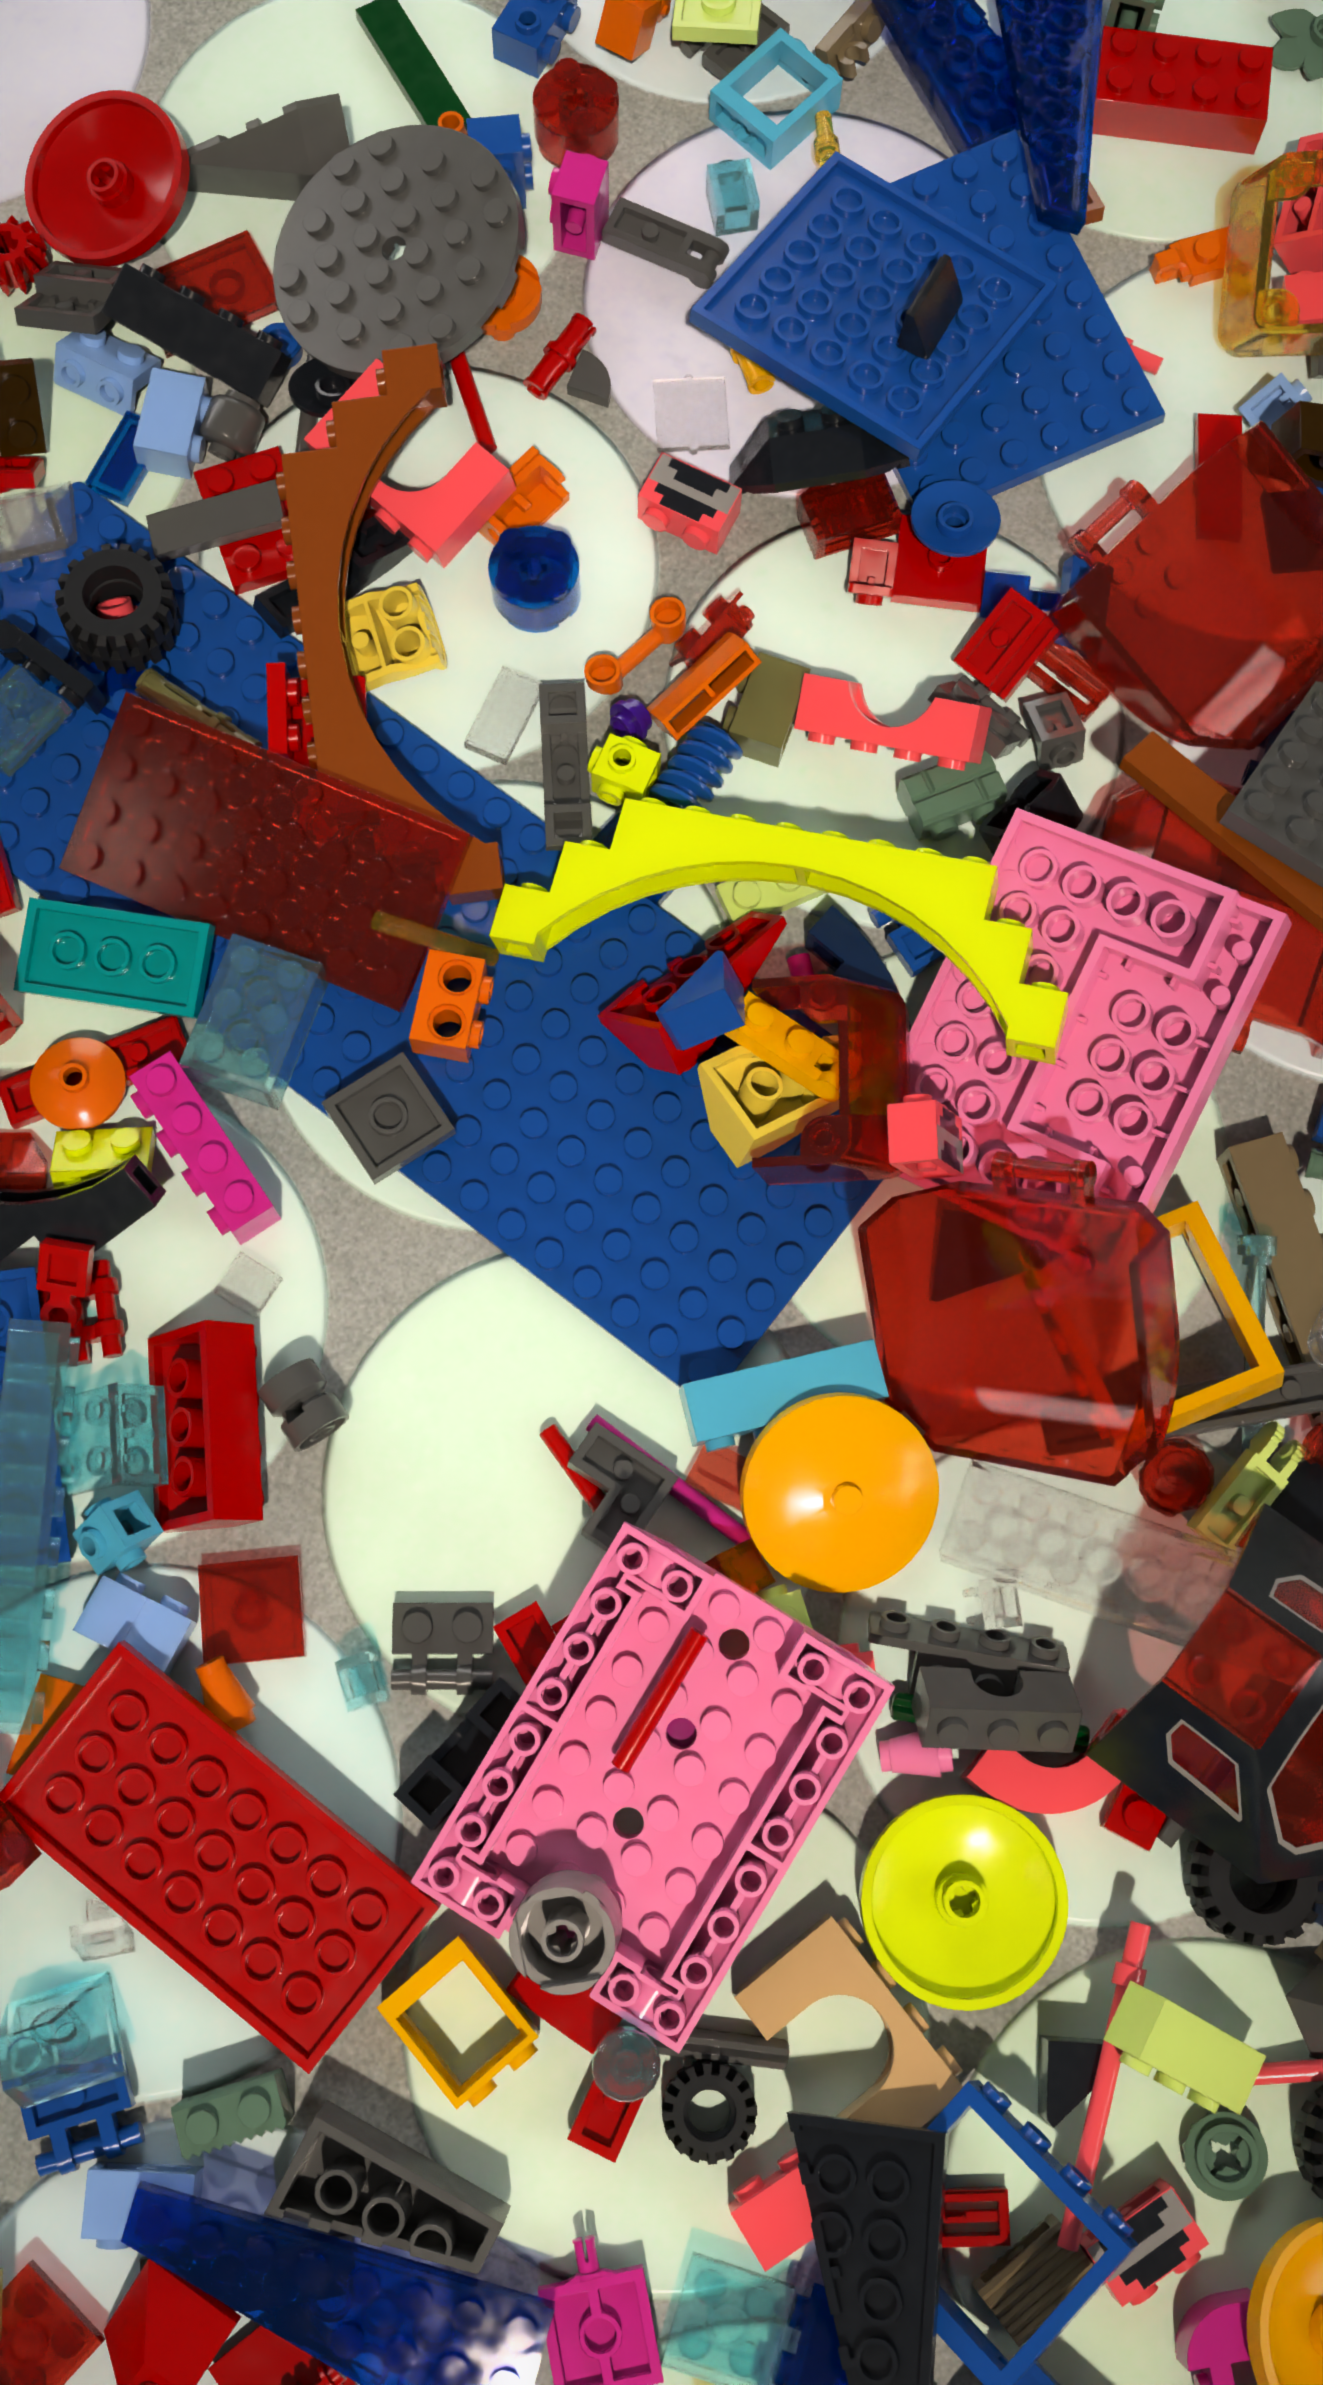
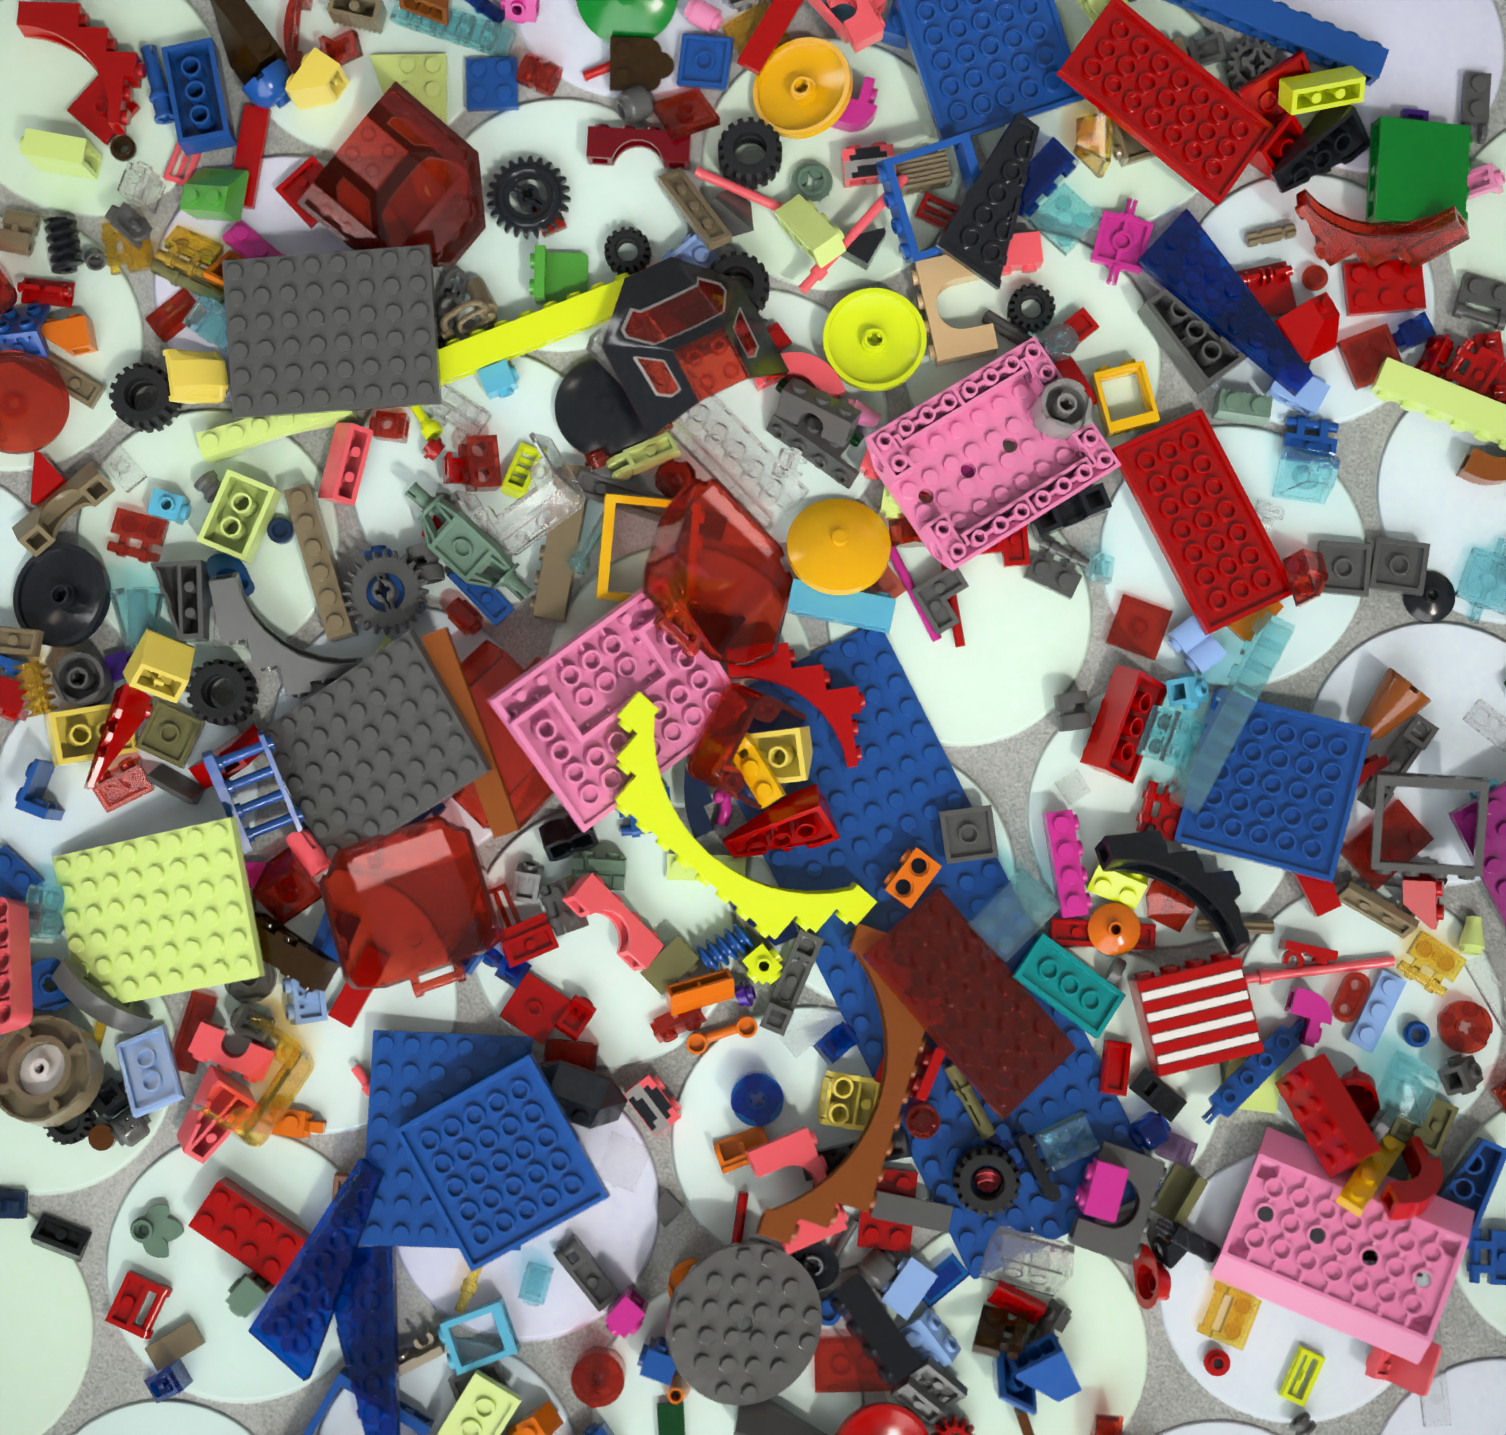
camera: 145 degrees left, 10 degrees up
(47, 1020) = (1115, 970): none -> dark grey tile
(65, 1273) = (1162, 825): red plate -> none
(225, 1694) = (1168, 592): orange cone -> none
(258, 639) = (921, 1120): none -> clear red wheel
(432, 937) = (905, 911): clear yellow bar -> none
(451, 711) = (836, 1042): none -> clear blue bracket
(559, 356) = (679, 1229): red pin -> none
(659, 1700) = (972, 487): red bar -> none
(704, 1005) = (788, 807): blue slope -> none
(768, 1236) = (811, 684): none -> red arch
(925, 1138) = (717, 686): coral brick -> none
(931, 310) = (477, 1135): black slope -> none
(956, 505) = (507, 1028): blue dish -> none

